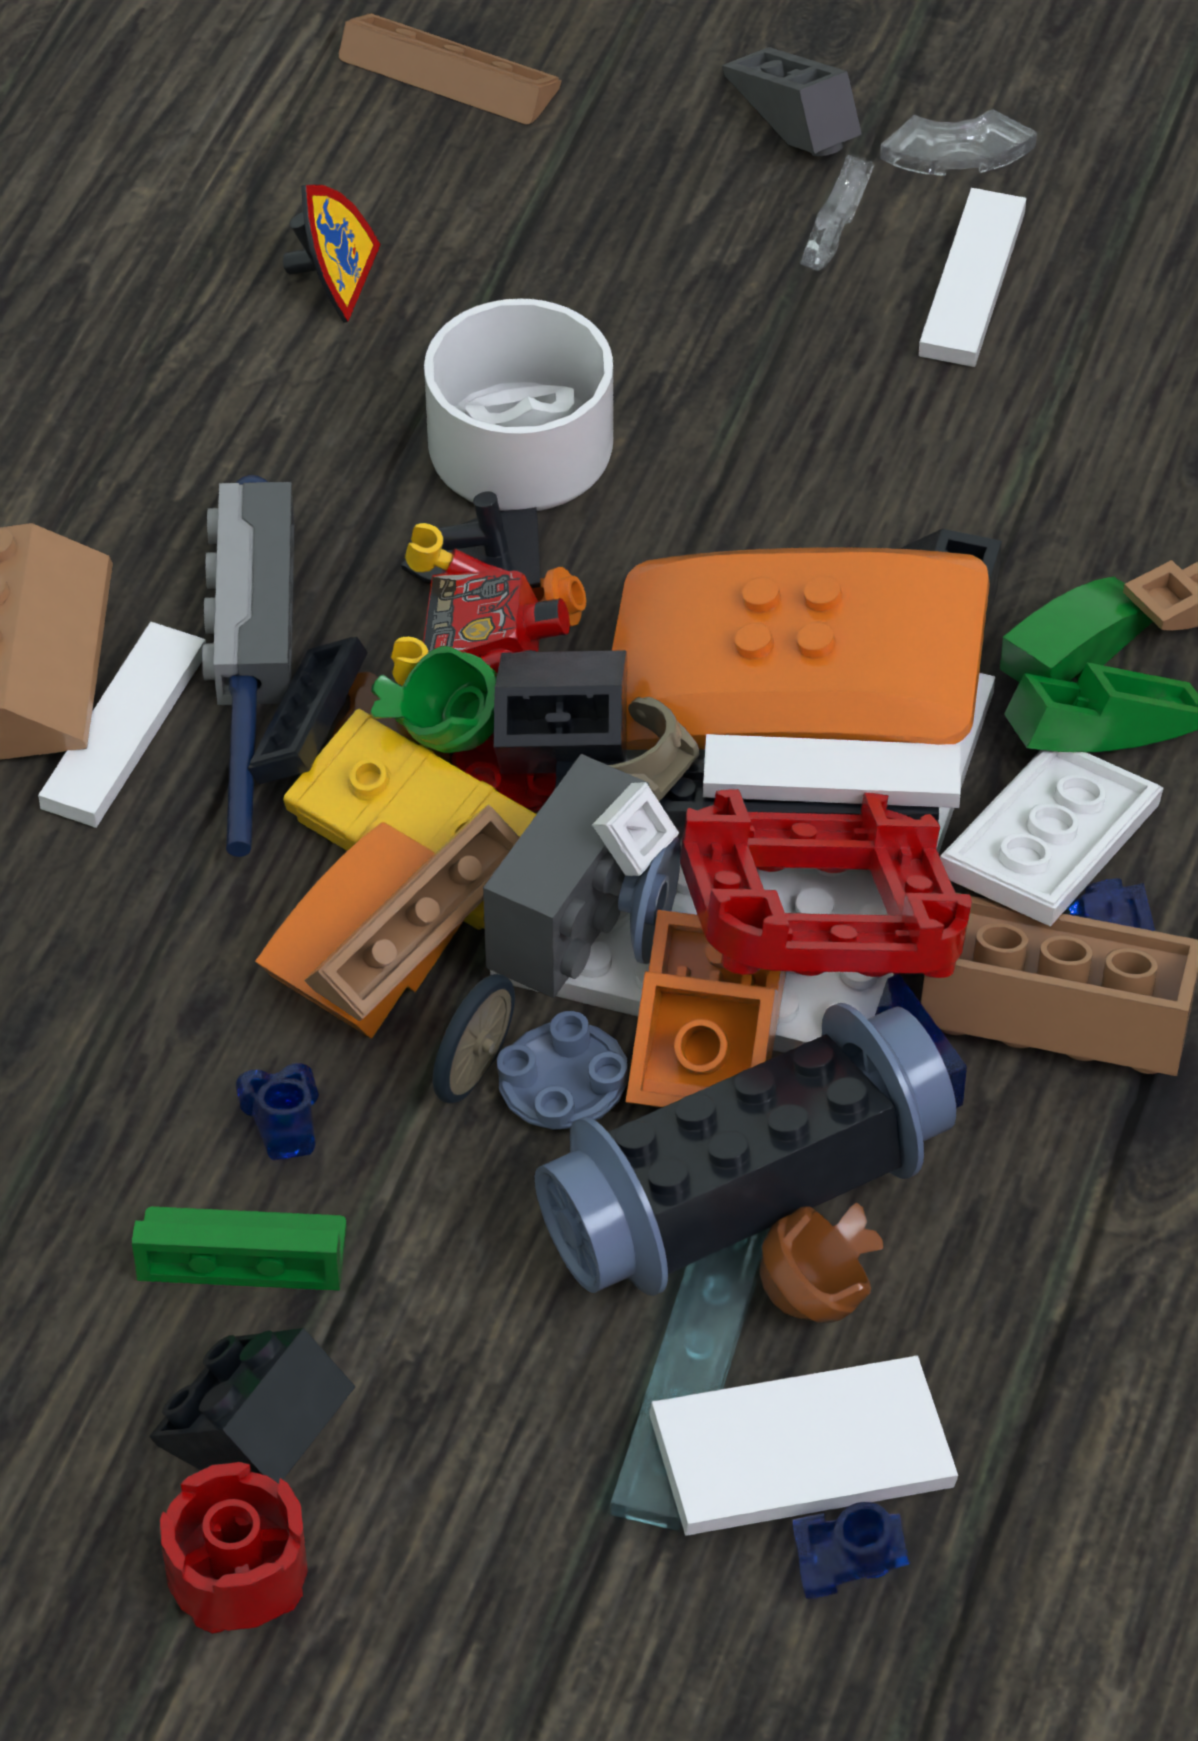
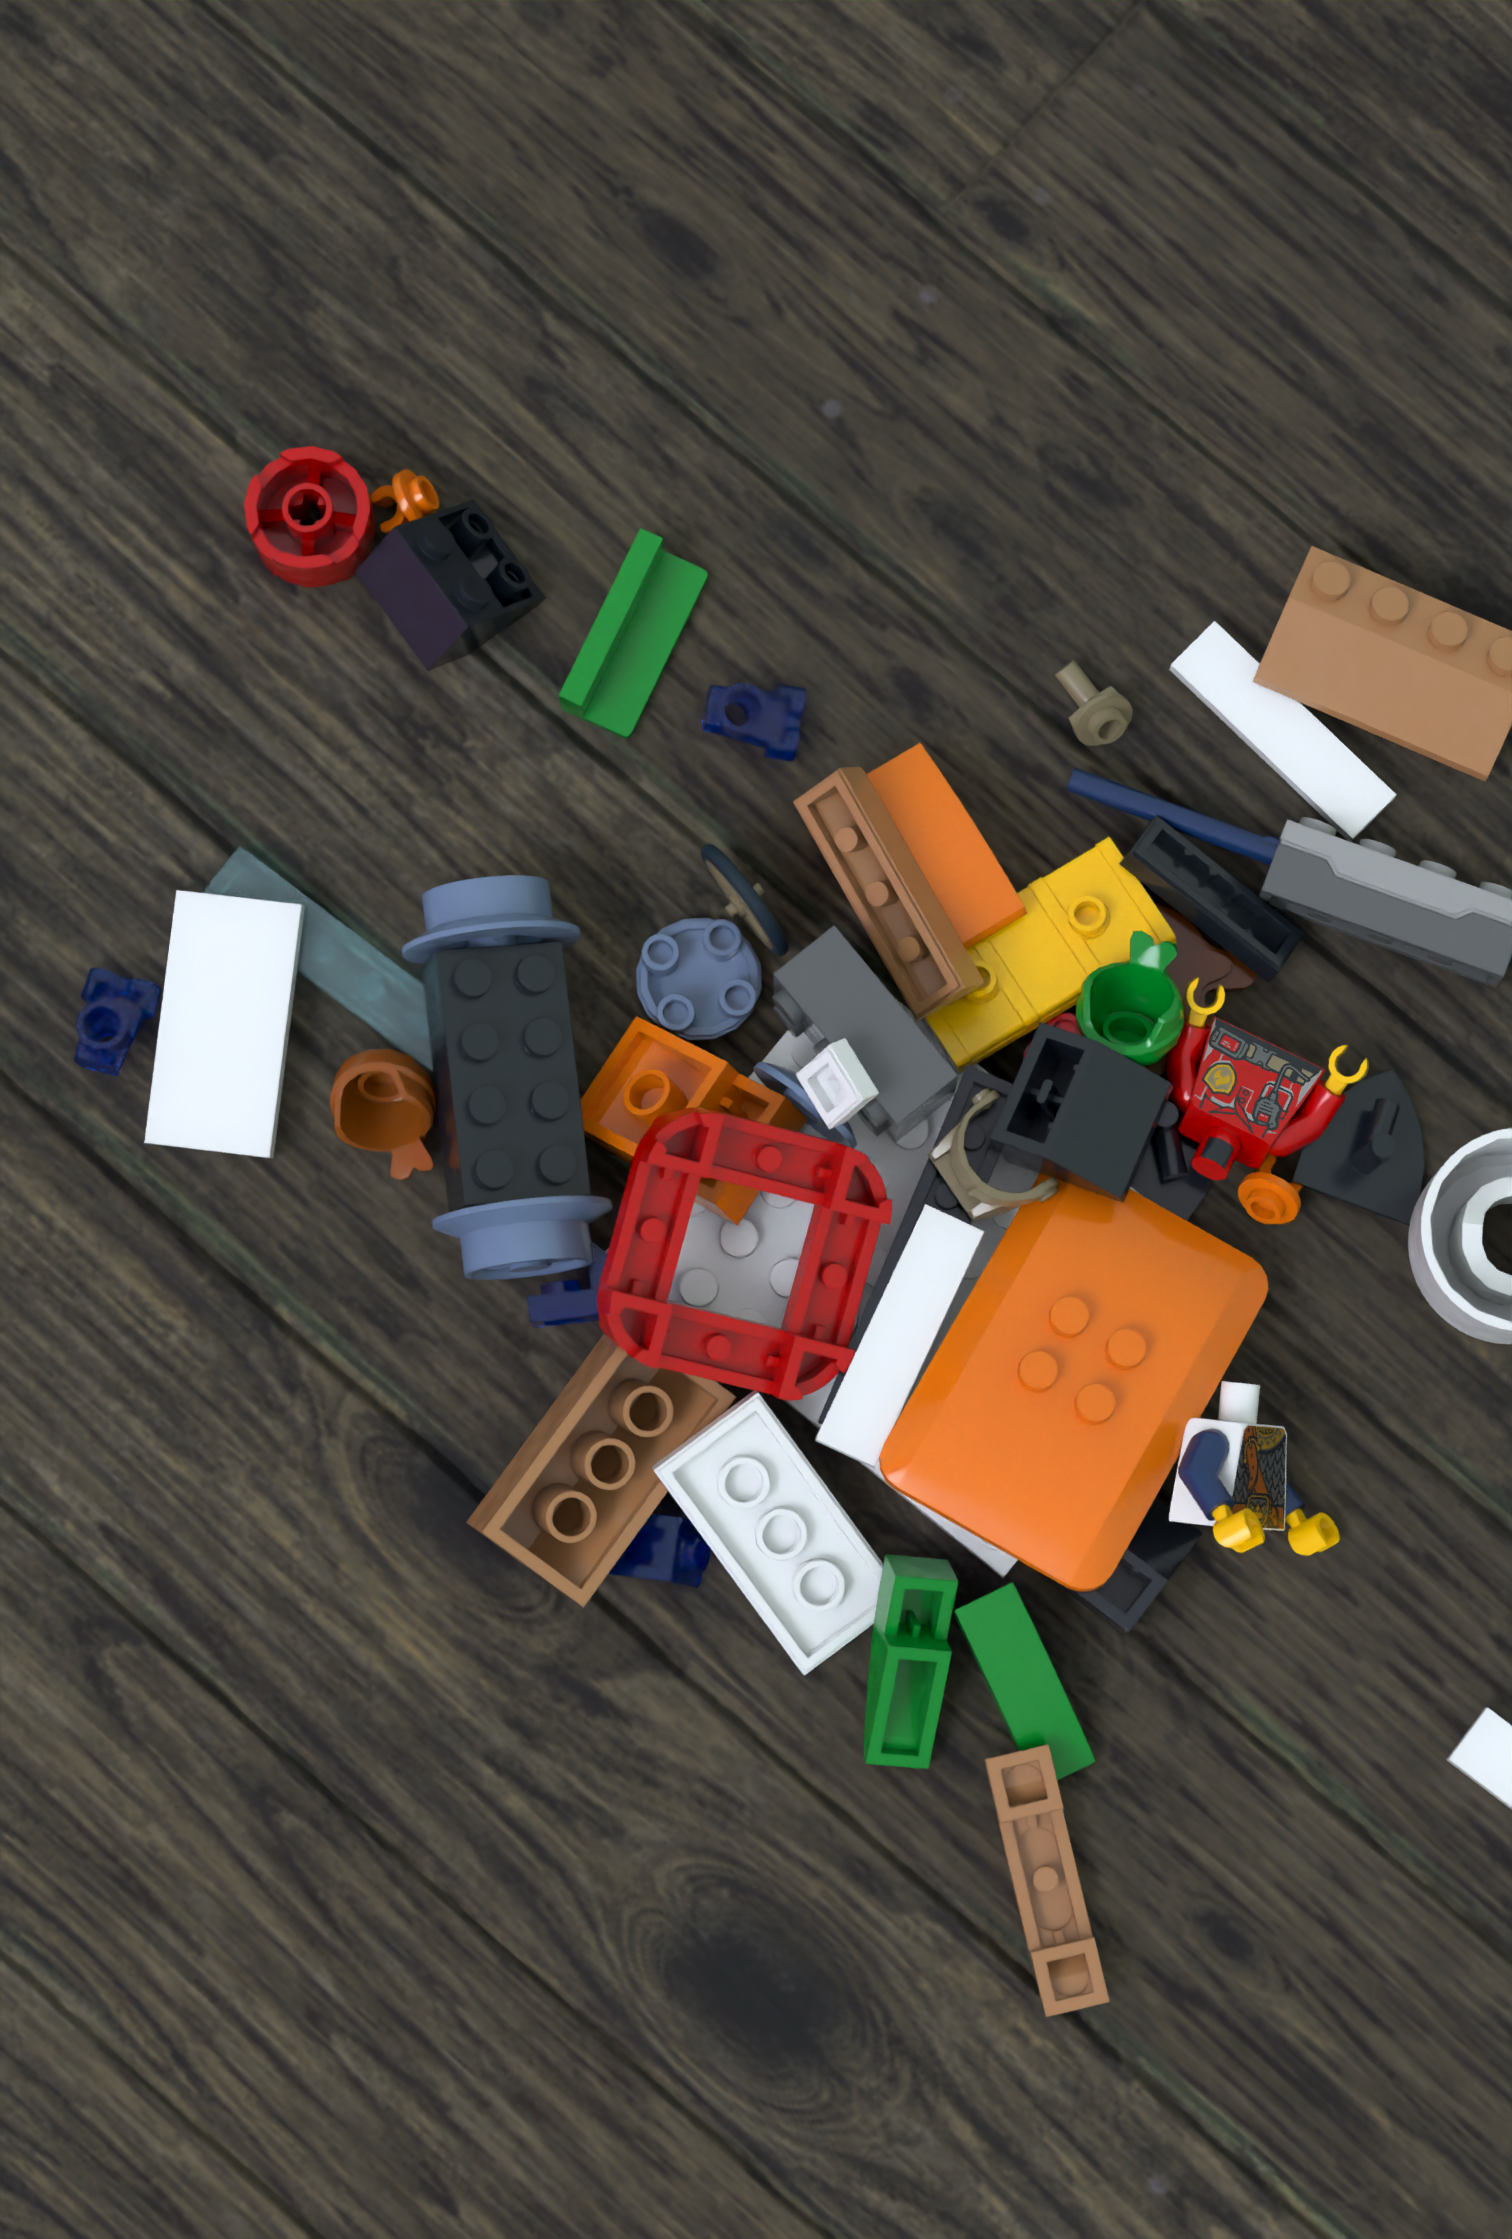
camera: 115 degrees right, 30 degrees up
(164, 853) = (1101, 714): none -> dark tan plate
(171, 1472) = (413, 496): none -> orange plate
(840, 513) = (1237, 1482): none -> torso

